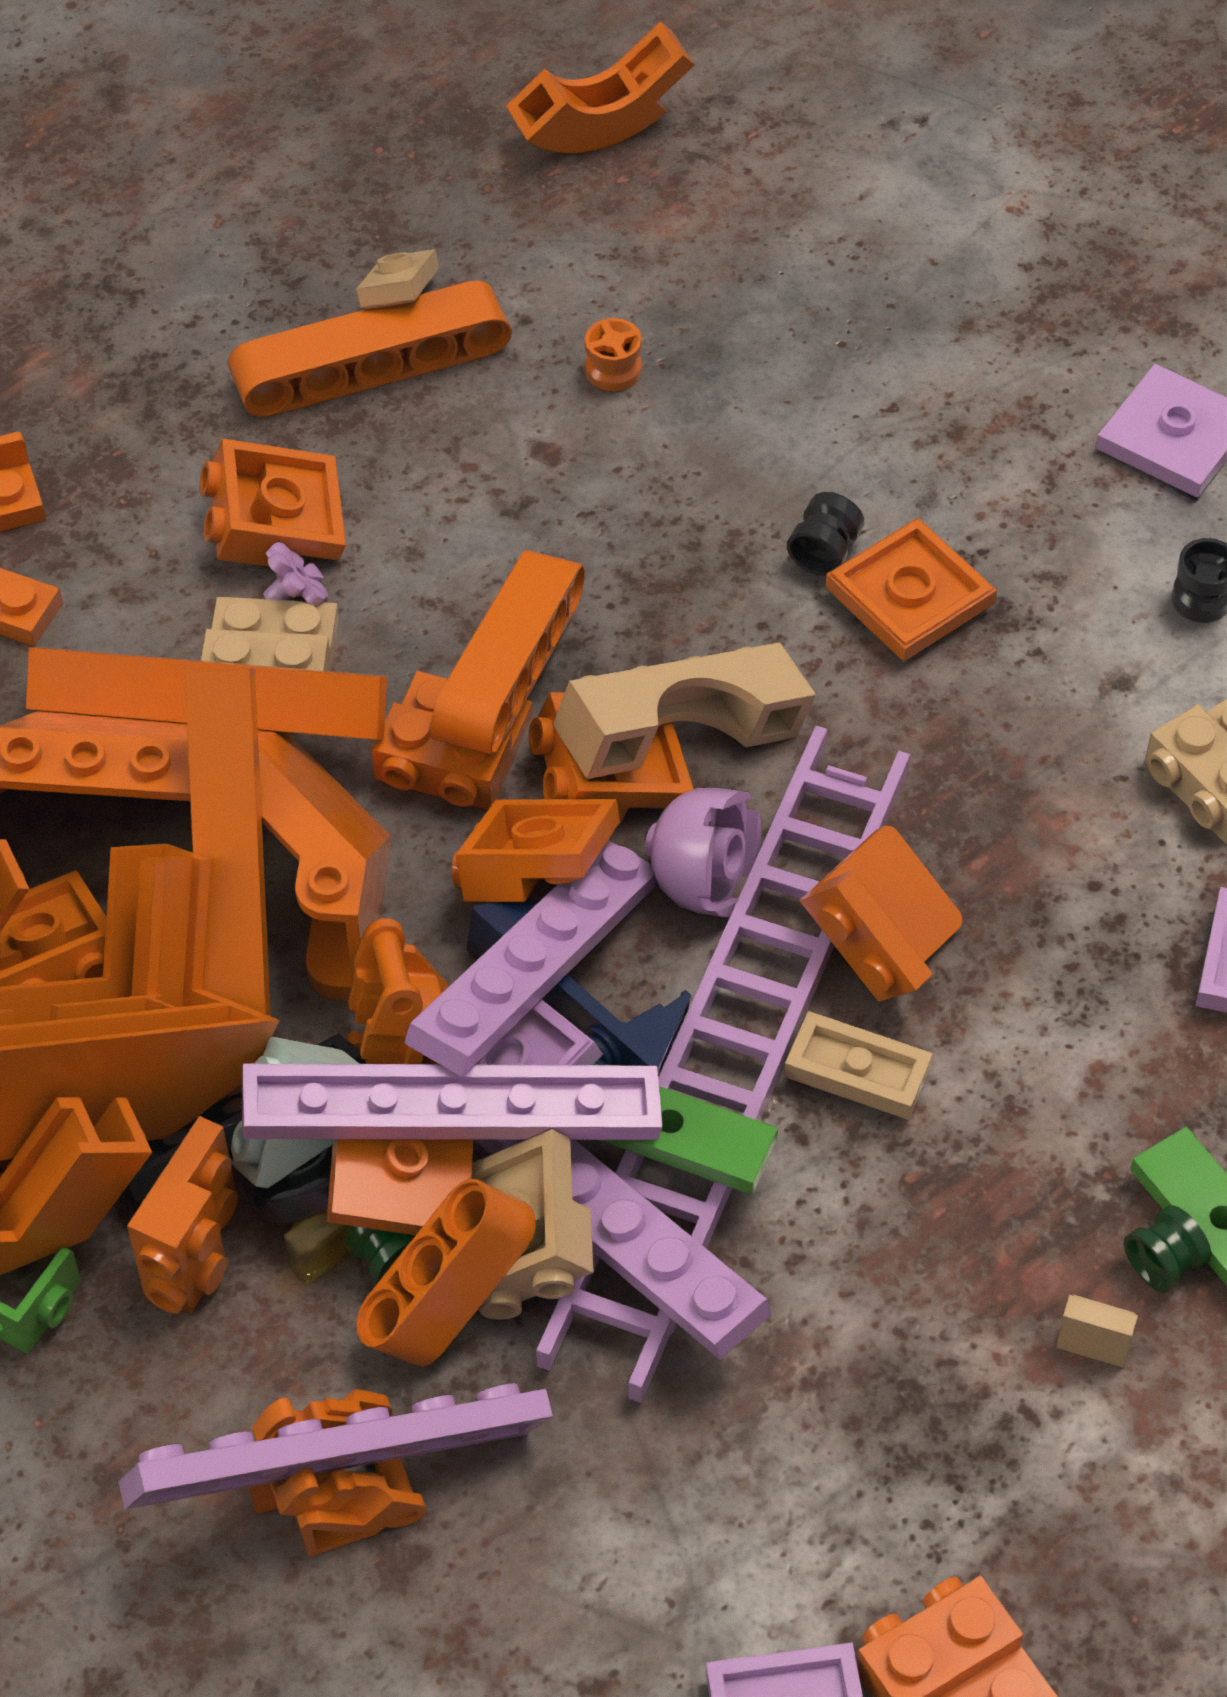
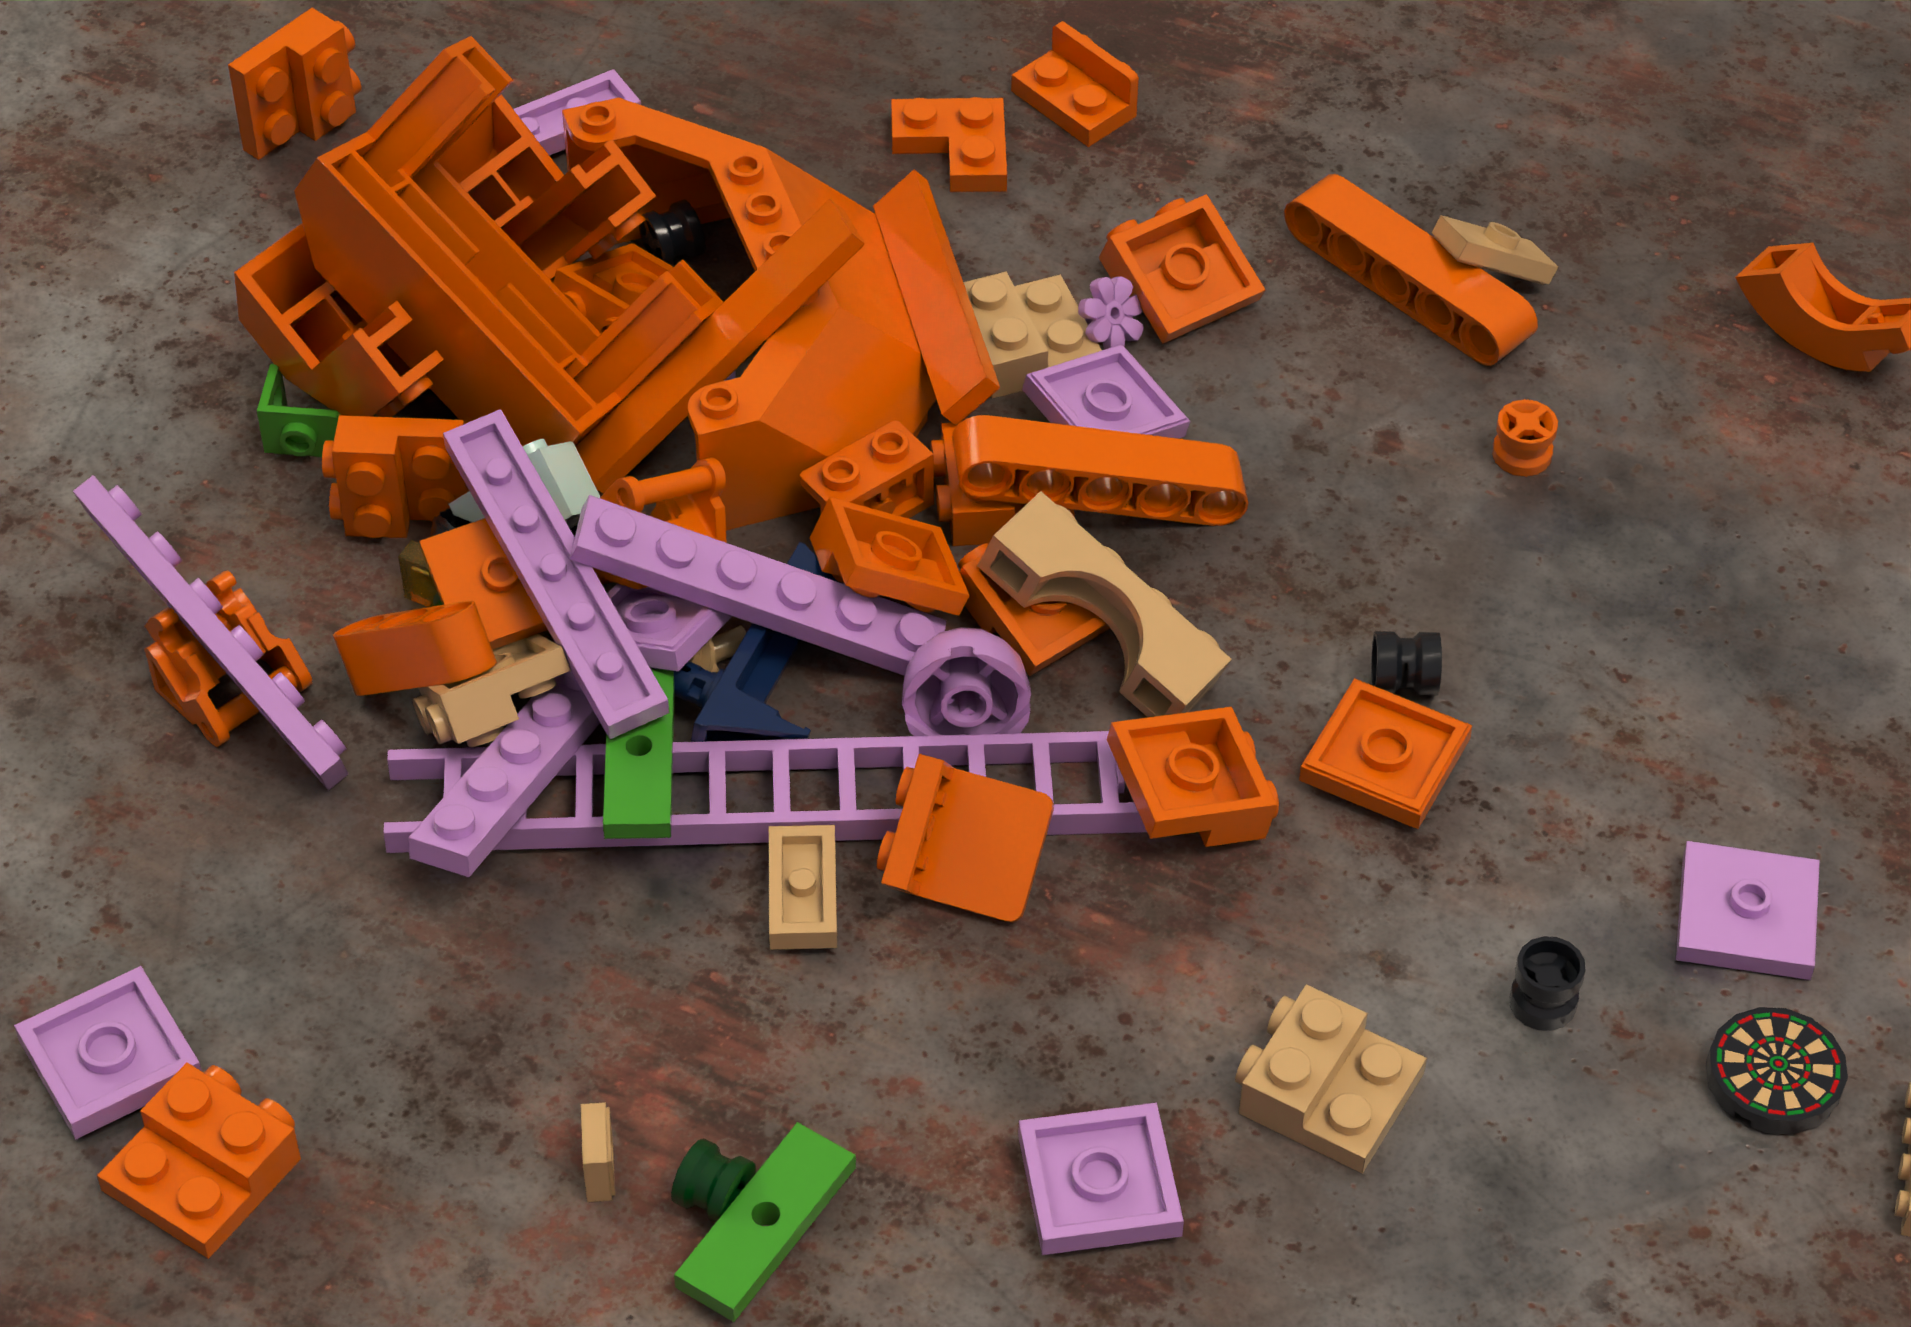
camera: 65 degrees right, 5 degrees down
(403, 624) = (1105, 393): none -> lavender plate
(413, 832) = (880, 471): none -> orange bracket
(891, 720) = (1195, 776): none -> orange plate

